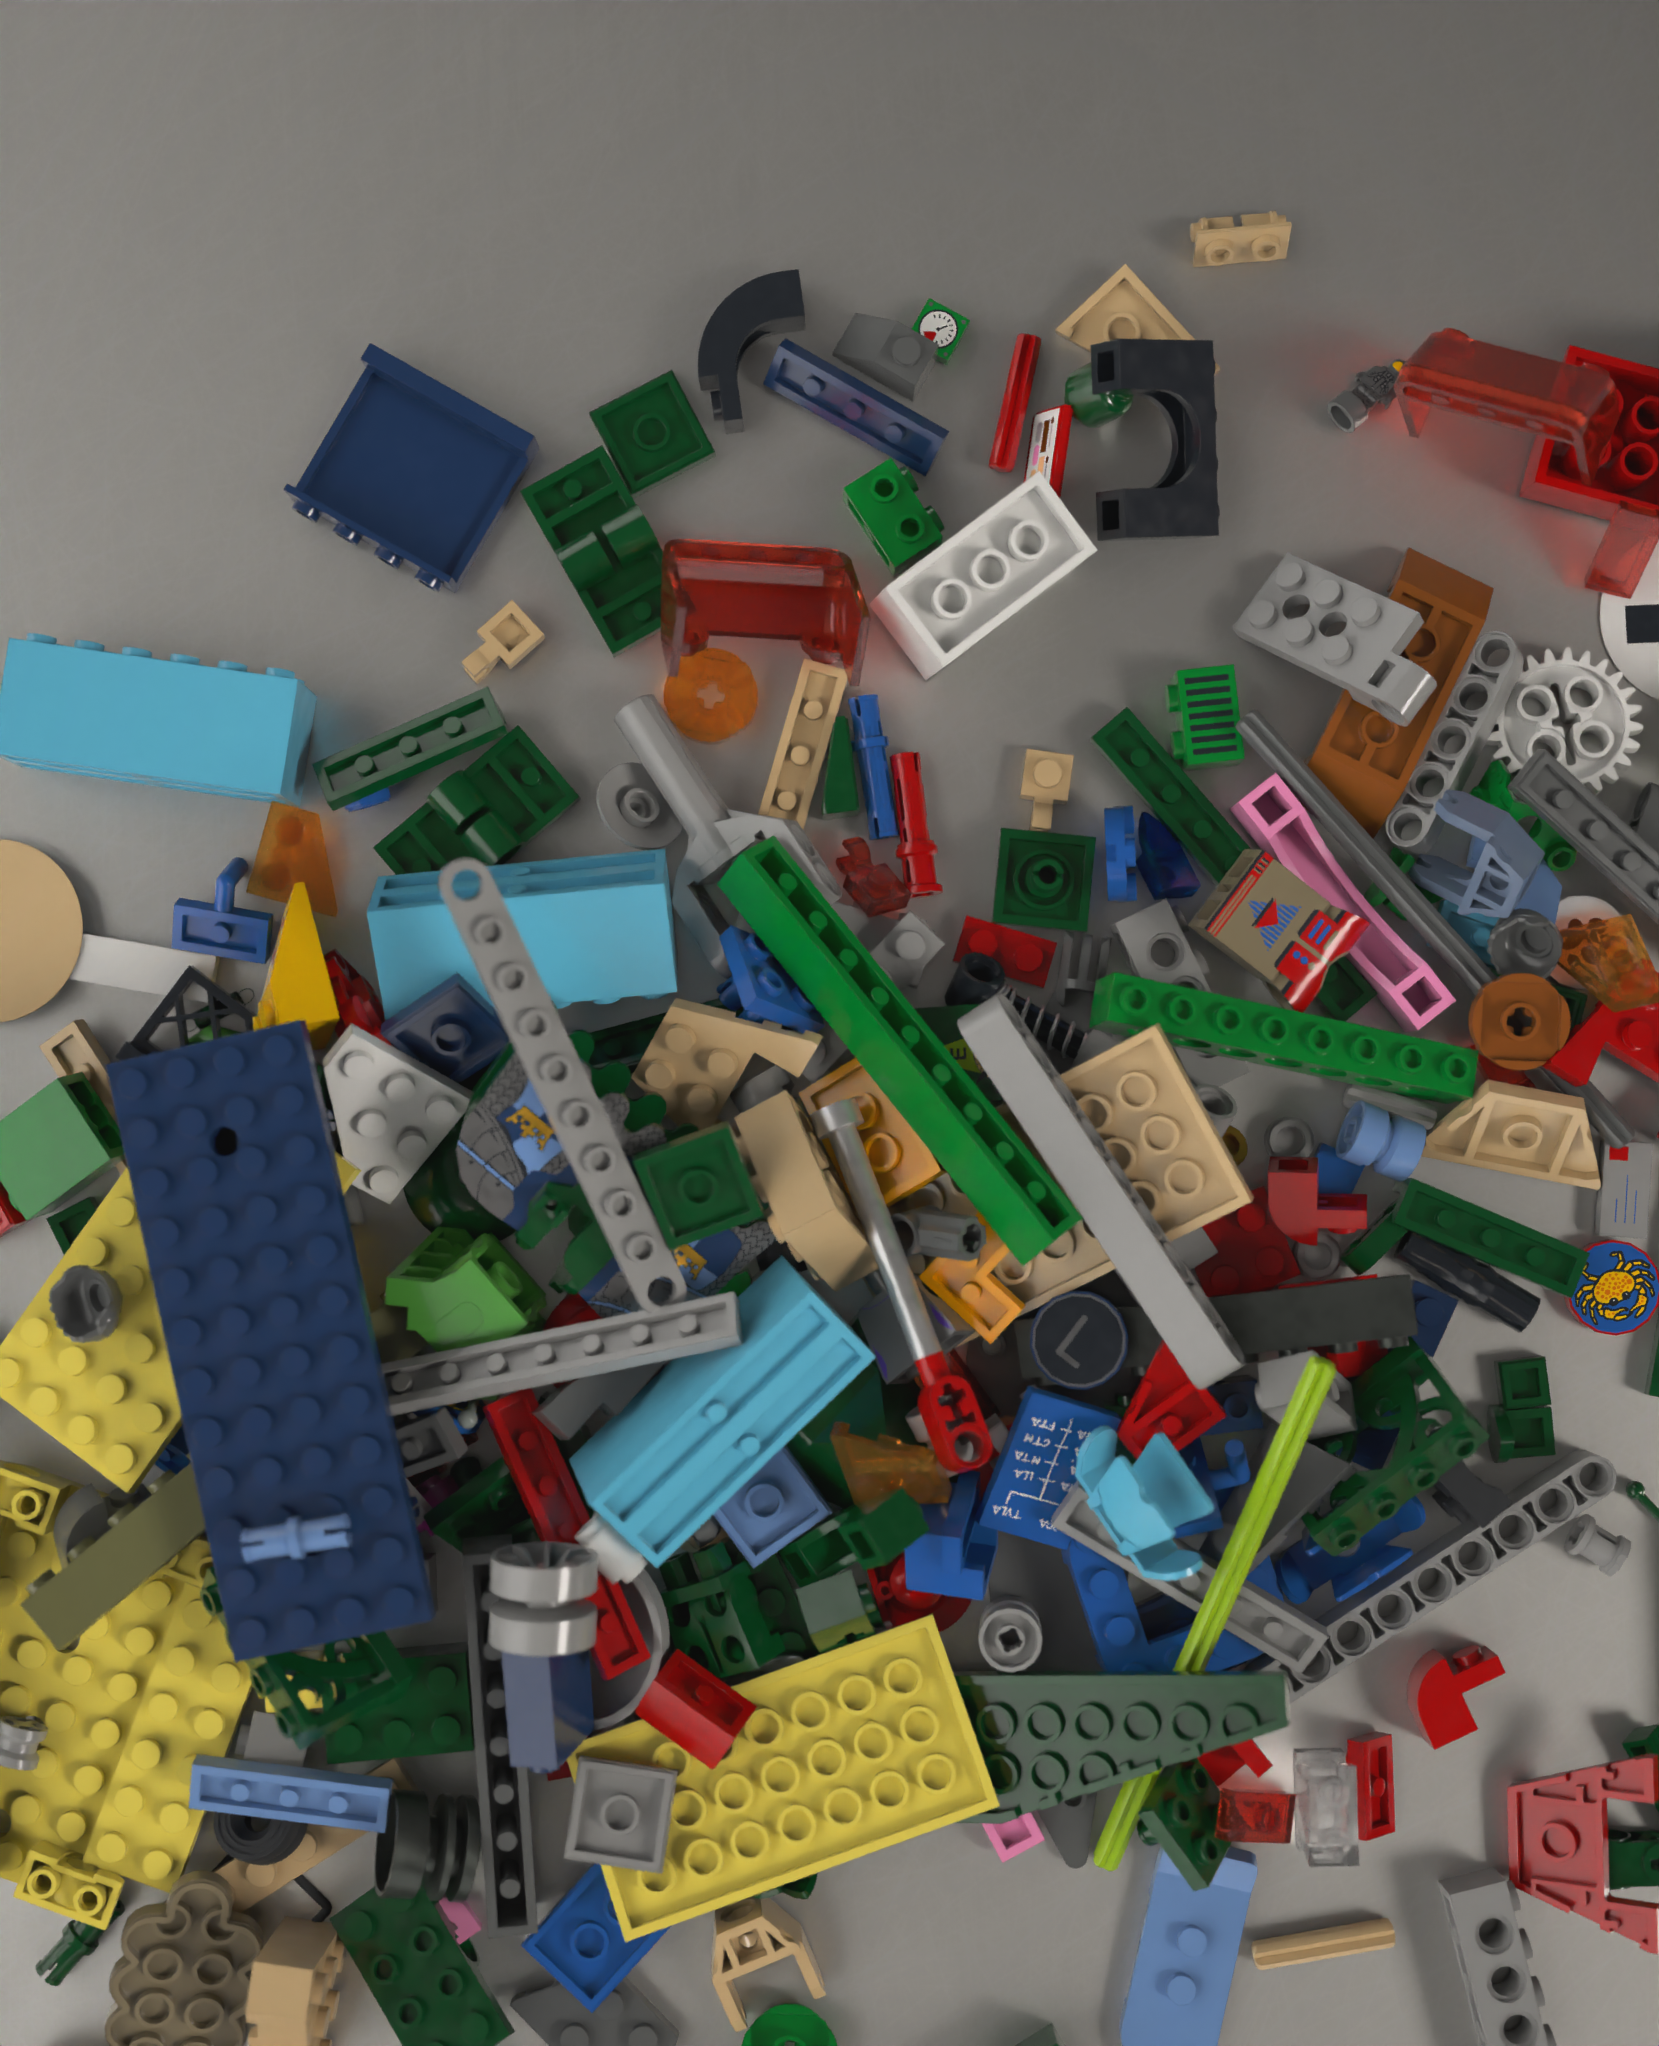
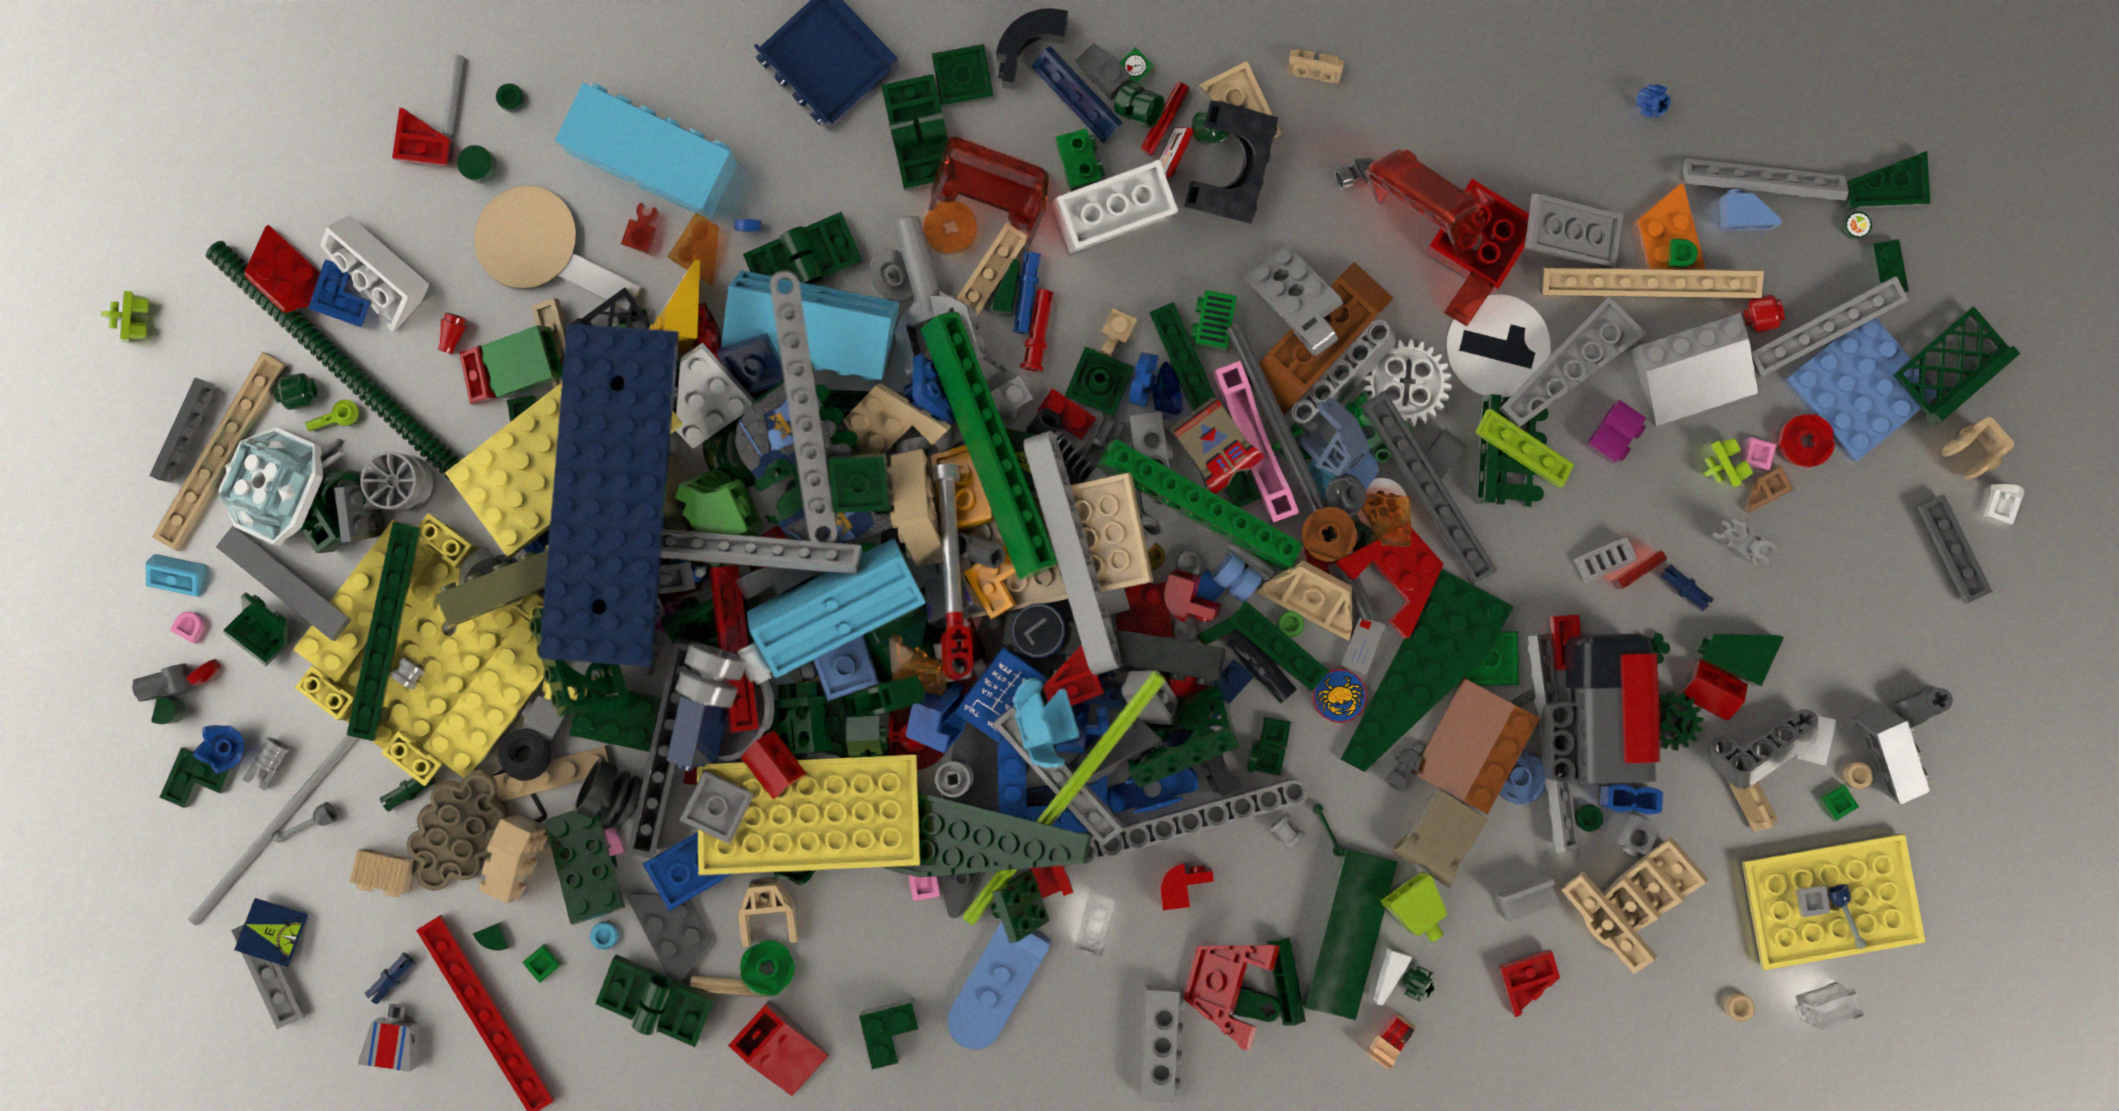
camera: 20 degrees right, 0 degrees up
(86, 1304) = (516, 449): dark grey hair -> none
(188, 866) = (640, 233): none -> clear red plate
(220, 926) = (648, 272): blue plate -> none
(290, 1793) = (545, 743): medium blue plate -> none
(296, 1537) = (592, 600): medium blue pin -> none
(410, 748) = (779, 206): dark green fence -> none
(506, 638) = (849, 162): tan plate -> none
(870, 886) = (1005, 357): clear red plate -> none
(968, 392) = (1139, 105): none -> dark green wheel
(1255, 1816) = (1056, 917): clear red plate -> none
(1323, 1944) = (1072, 999): tan axle -> none
(1375, 1783) = (1124, 921): red plate -> none
(1491, 1190) = (1291, 623): none -> bright green tile

